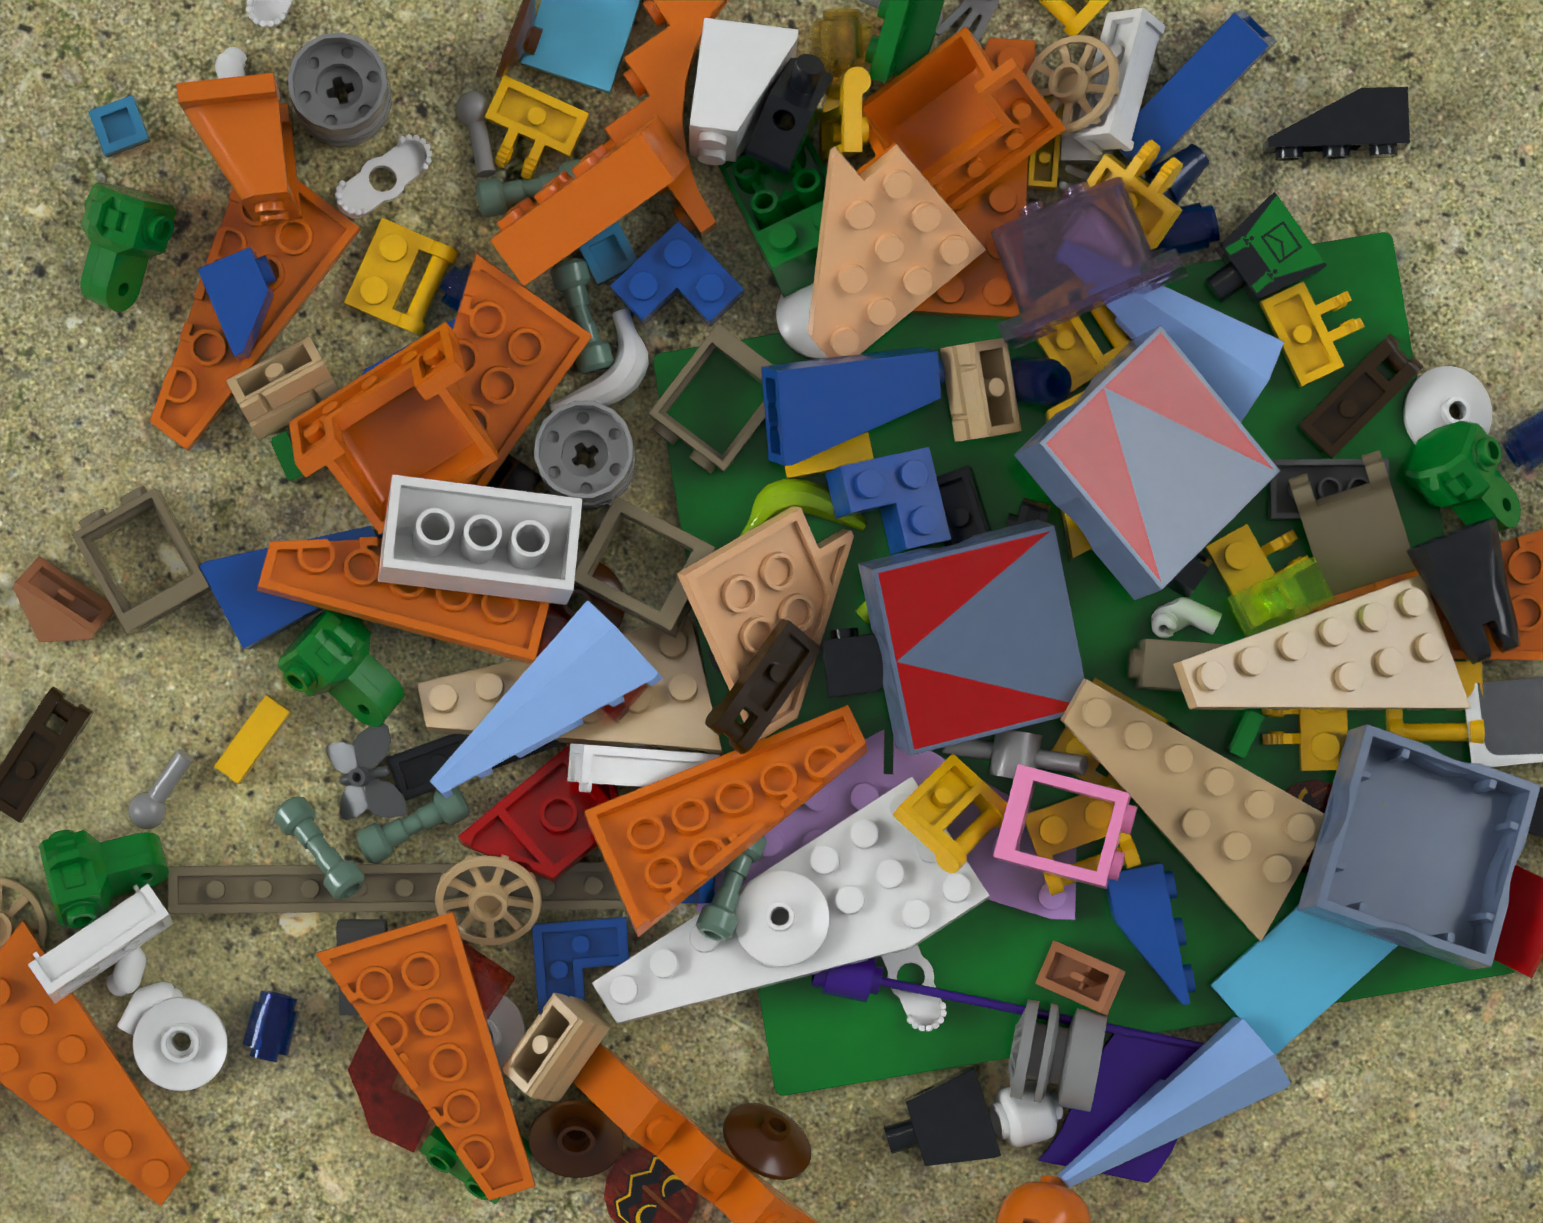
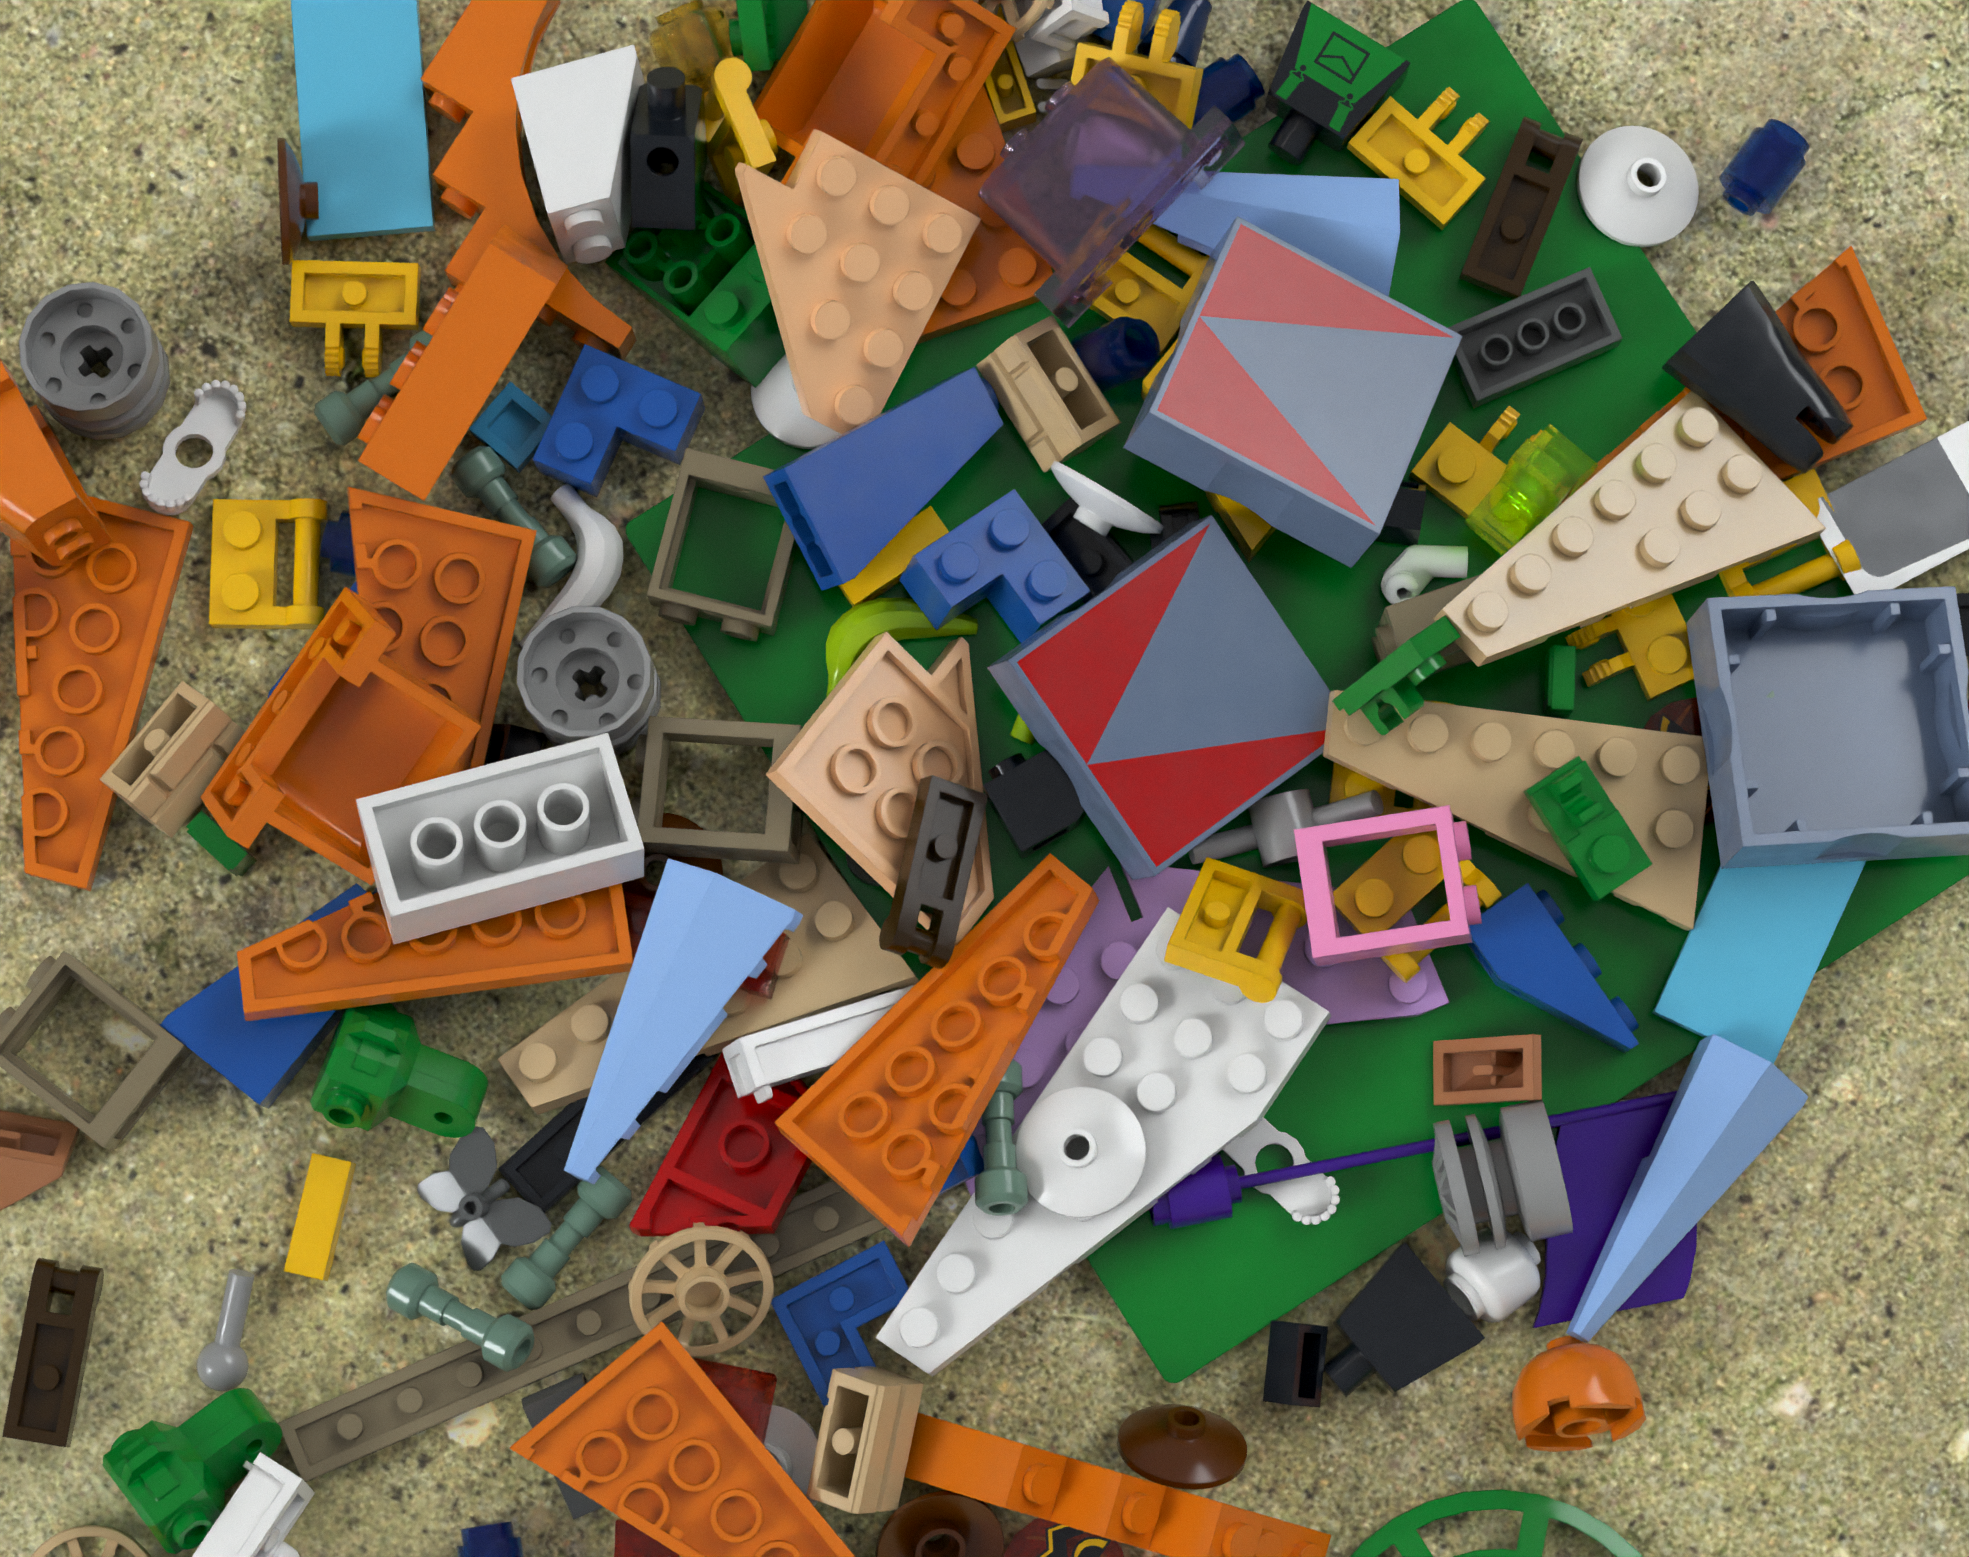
camera: 20 degrees left, 5 degrees down
(240, 296) = (74, 666): blue slope -> none
(471, 112) = (271, 326): light grey bar -> none
(867, 1117) = (1288, 1354): none -> black piece
(982, 484) = (1100, 507): none -> white dish
(1122, 697) = (1388, 684): none -> green plate
(1218, 845) = (1587, 828): none -> green plate
(1355, 532) = (1589, 371): dark tan flag -> none
(1459, 470) = (1682, 246): green piece -> none

